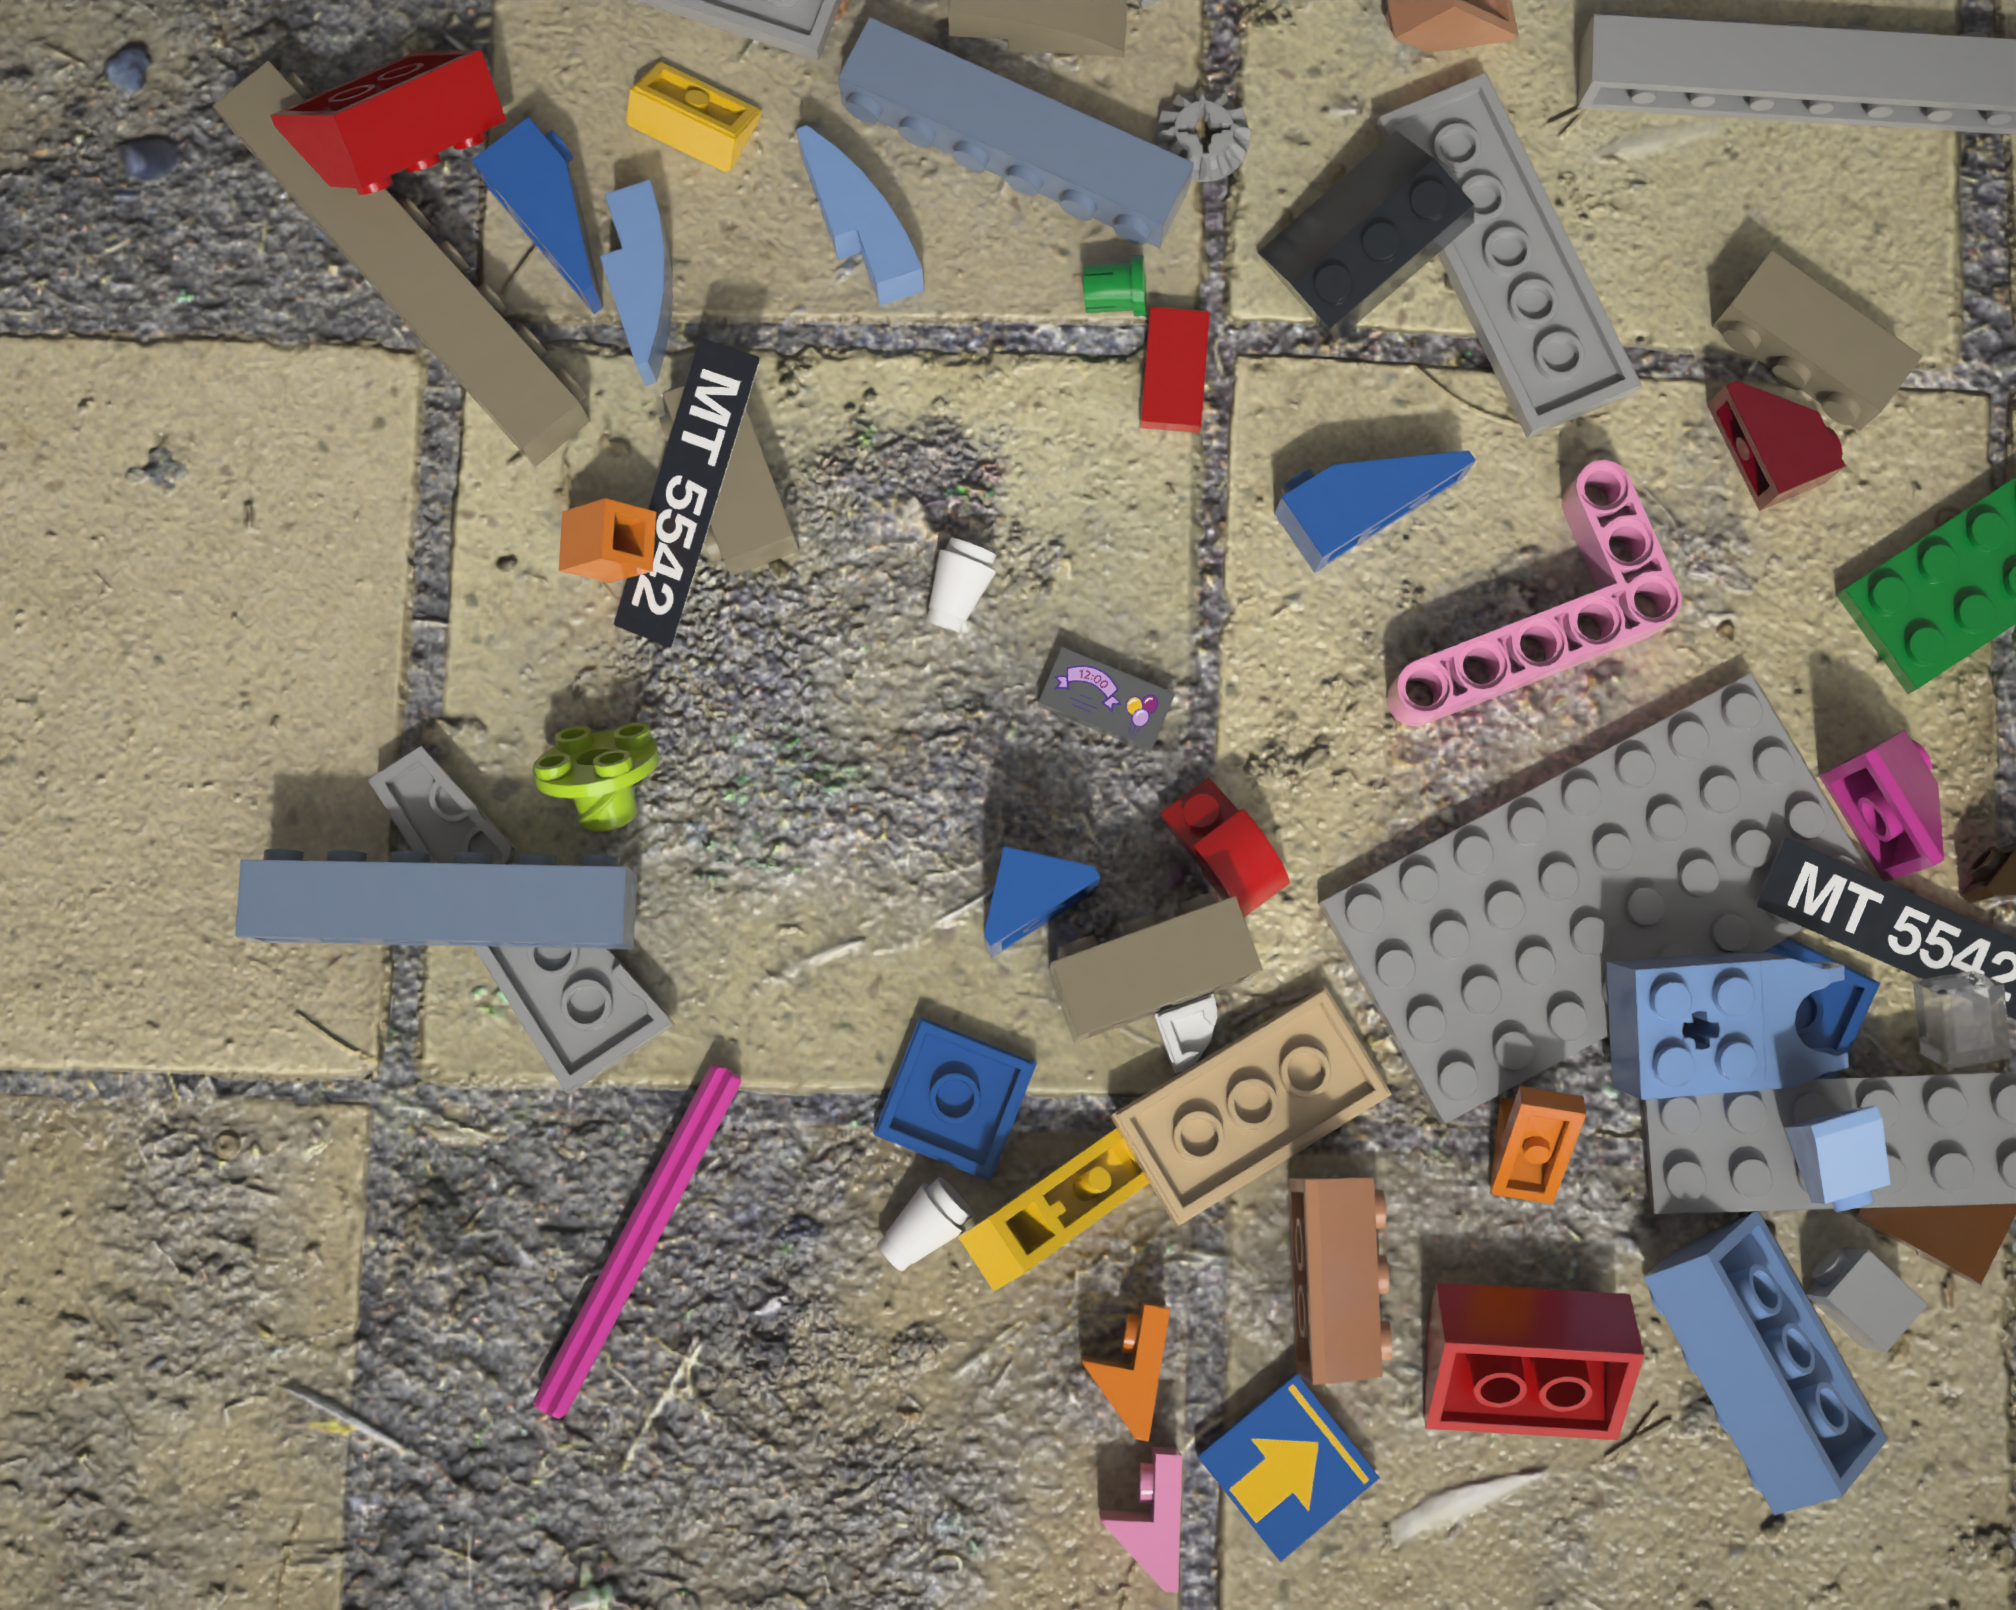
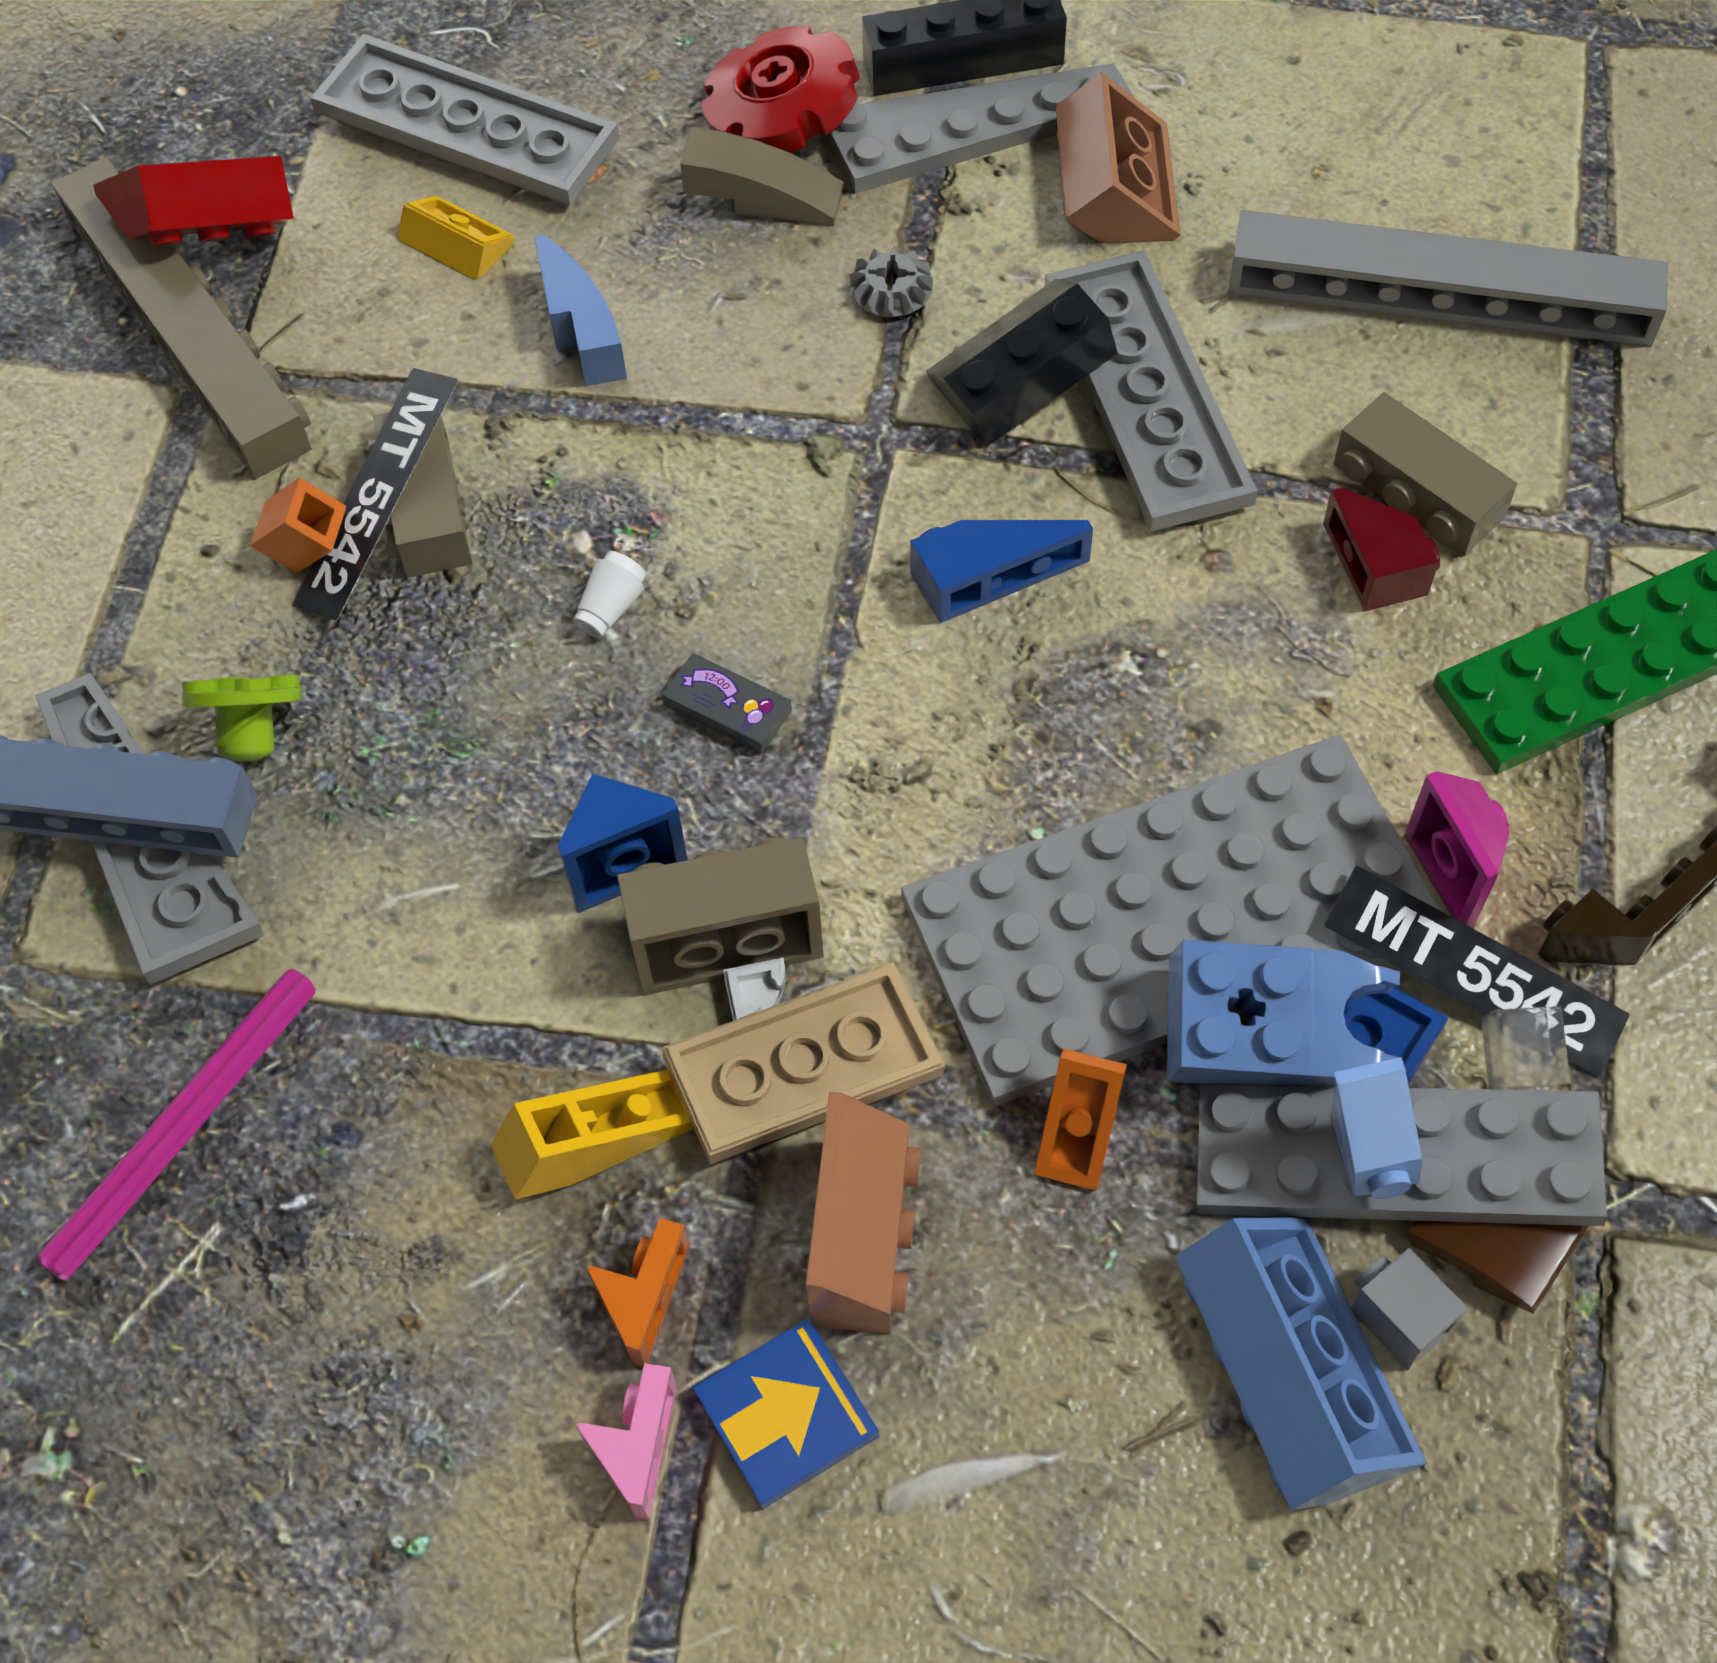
camera: 10 degrees right, 20 degrees down
(538, 191) = (308, 274): blue slope -> none
(641, 275) = (380, 338): medium blue slope -> none
(925, 1224) = (459, 1133): white cone -> none
(955, 1099) = (516, 1028): blue tile -> none
(1014, 134) = (728, 264): sand blue brick -> none
(1116, 287) = (794, 381): green bush -> none
(1175, 369) = (836, 451): red tile -> none
(1226, 846) = (828, 829): red brick -> none
(1530, 1361) = (1048, 1333): red slope -> none
(1557, 627) = (1154, 673): bright pink beam -> none

